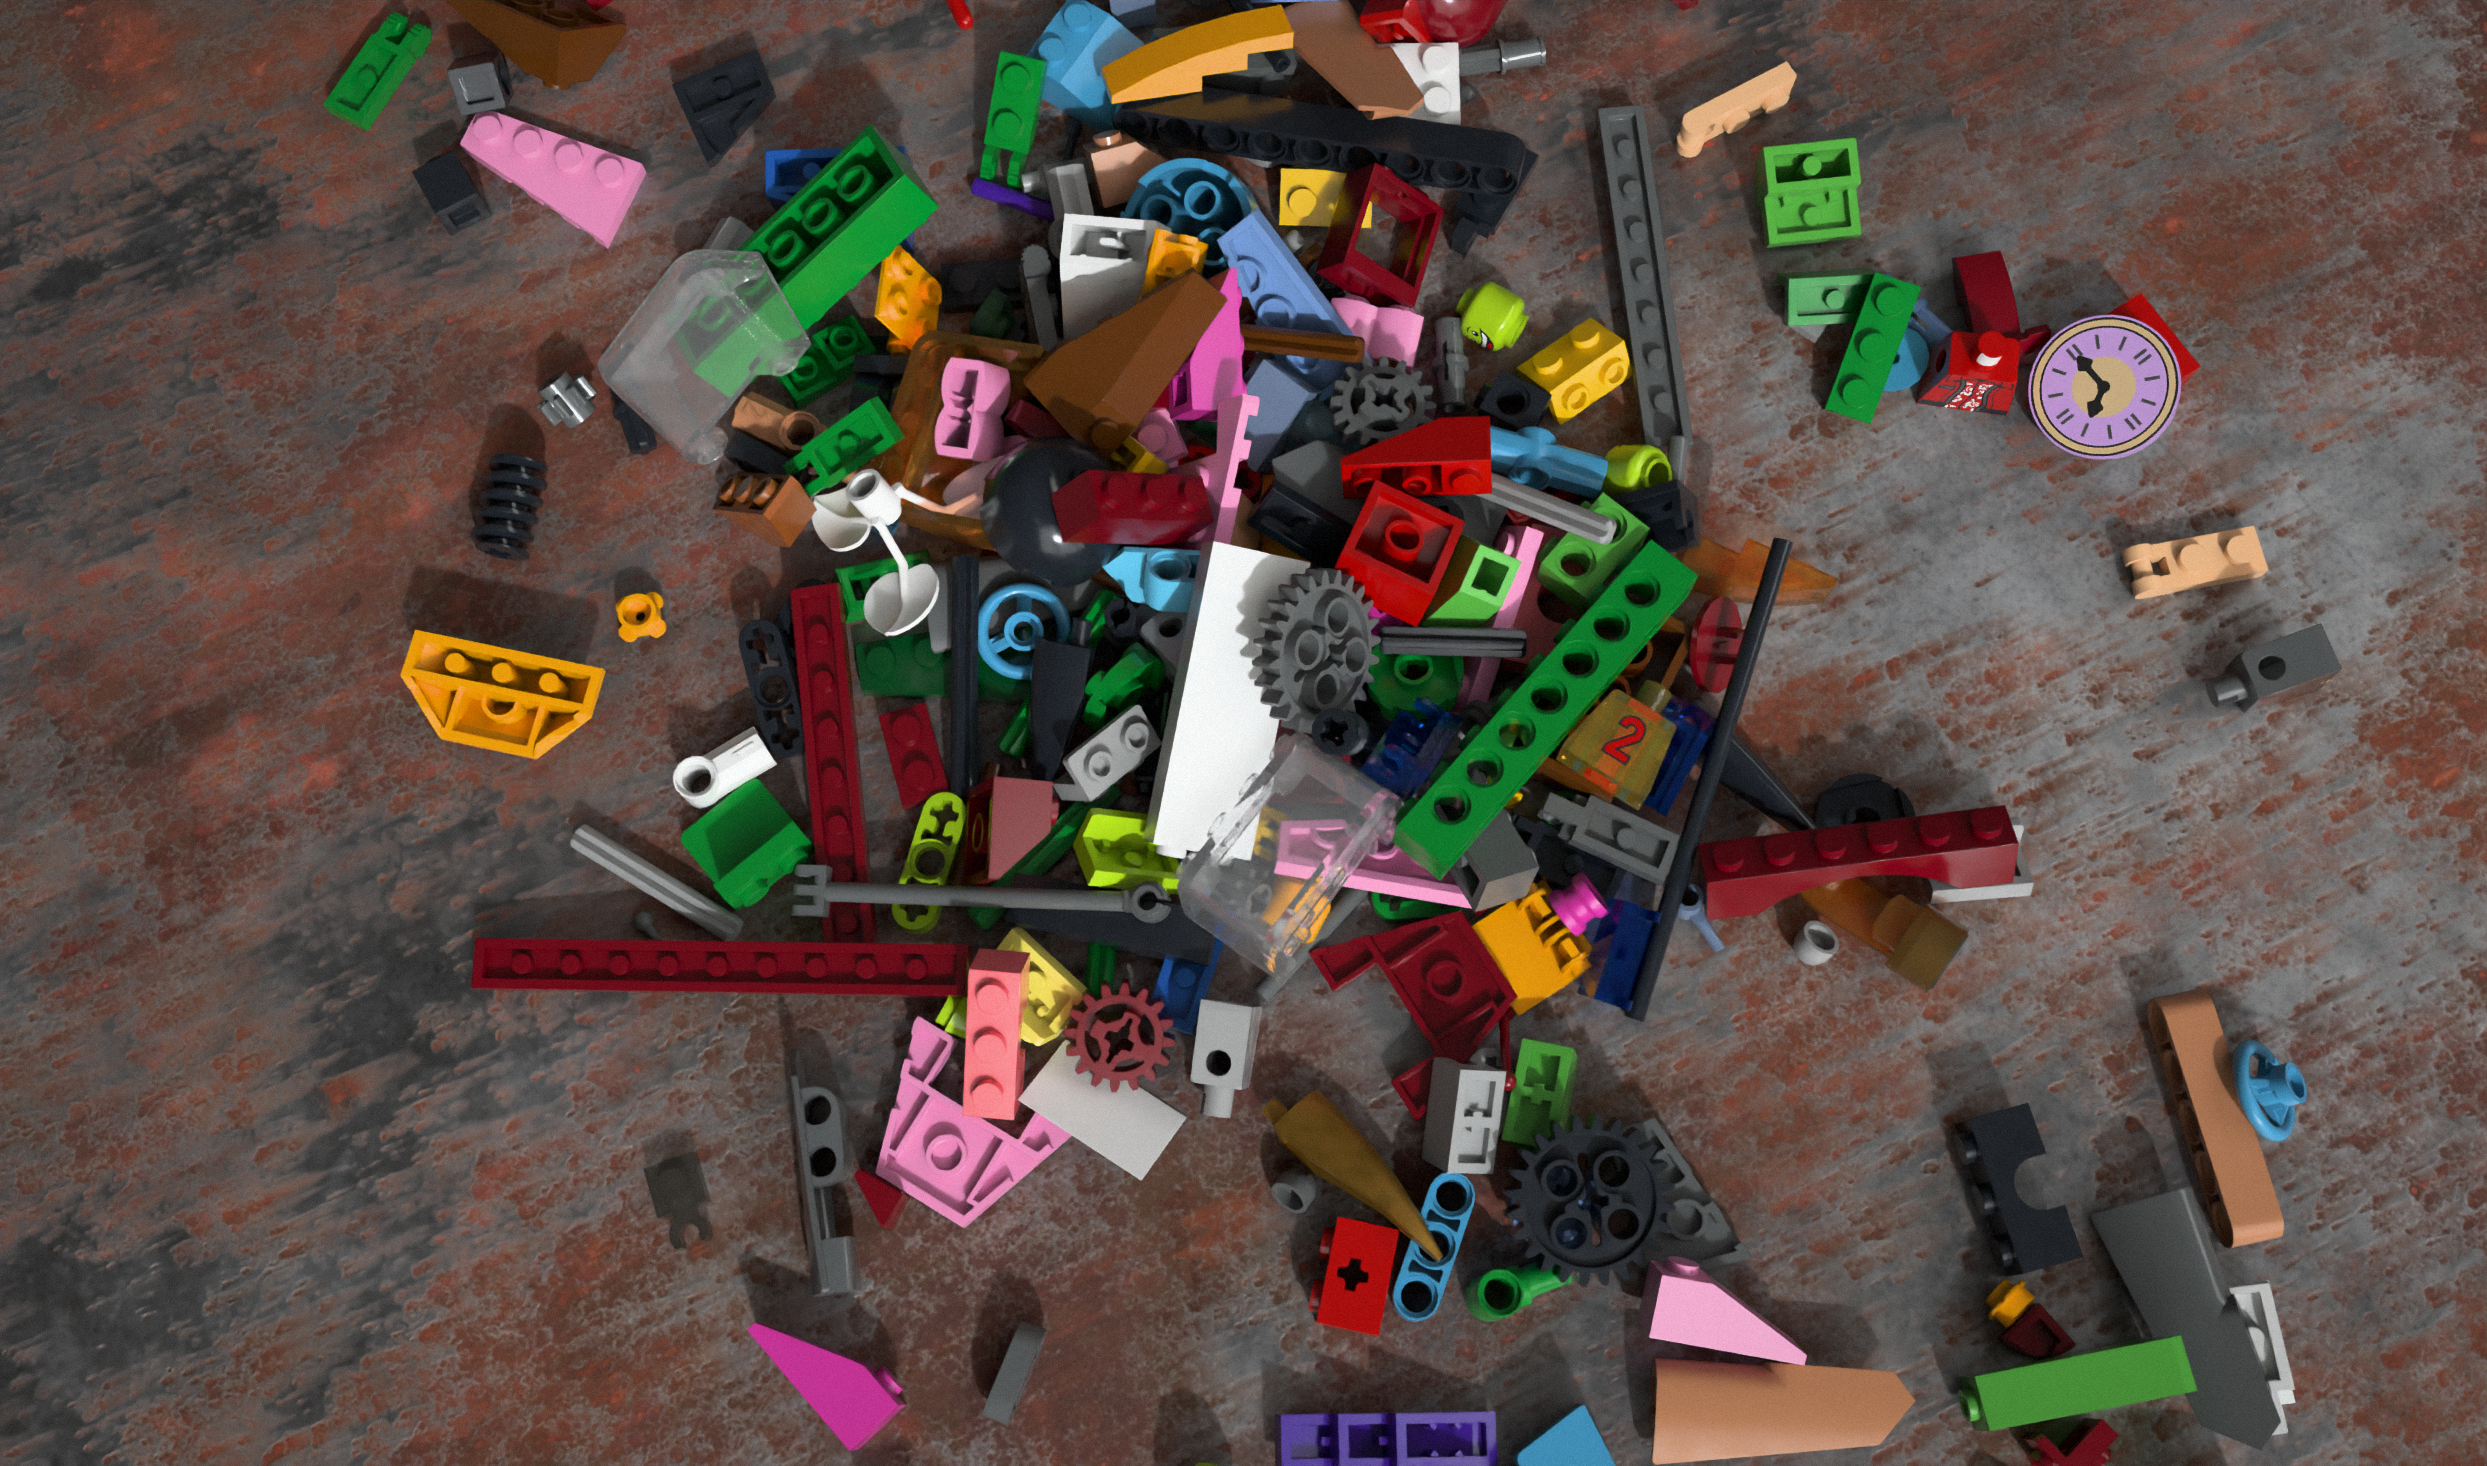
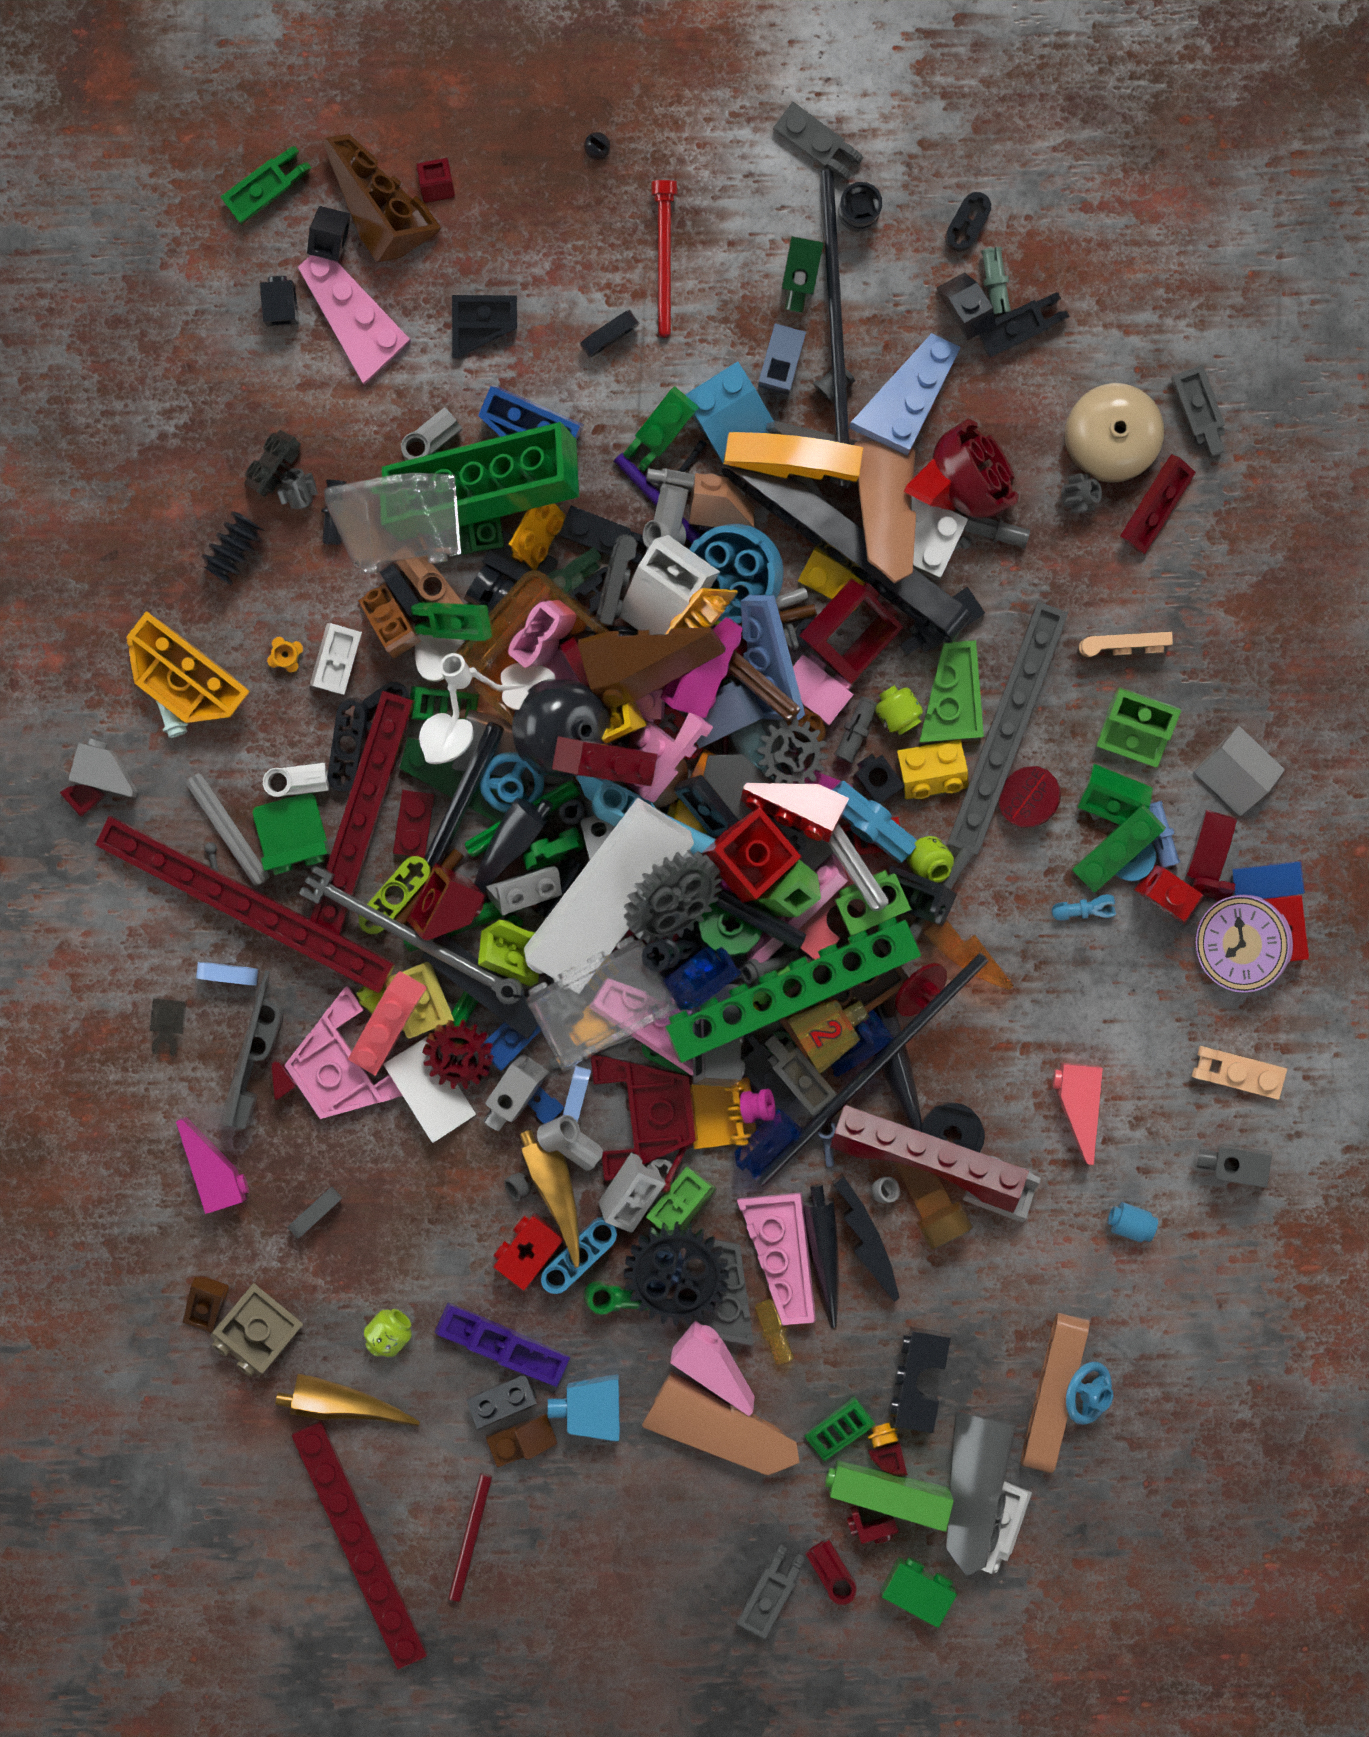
camera: 20 degrees right, 15 degrees up
(433, 935) = (82, 797): none -> dark red tile
(437, 882) = (101, 769): none -> light grey slope
(520, 378) = (276, 448): none -> pearl dark grey hinge
(522, 773) = (173, 725): none -> light aqua pin
(710, 585) = (335, 658): none -> white hinge
(737, 1081) = (227, 973): none -> light blue beam
(895, 47) = (609, 333): none -> black beam
(1282, 1060) = (547, 1108): none -> blue piece
(1316, 1021) = (577, 1092): none -> light blue beam
(1329, 1078) = (565, 1136): none -> light grey piece
(1555, 268) = (955, 697): none -> bright green wing
(1713, 1091) = (781, 1242): none -> bright pink wing
(1721, 341) = (1030, 797): none -> dark red piece
(1769, 1224) = (774, 1331): none -> clear yellow axle
(1774, 1069) = (823, 1247): none -> black piece
(1841, 1030) = (871, 1247): none -> black slope
(1867, 451) = (1063, 911): none -> dark azure piece
(1959, 1332) = (846, 1438): none -> green slope
(1965, 199) = (1239, 771): none -> light grey slope
(2012, 697) = (1080, 1098): none -> coral slope
(2087, 297) = (1269, 880): none -> blue slope
(2177, 824) = (1132, 1222): none -> dark azure brick

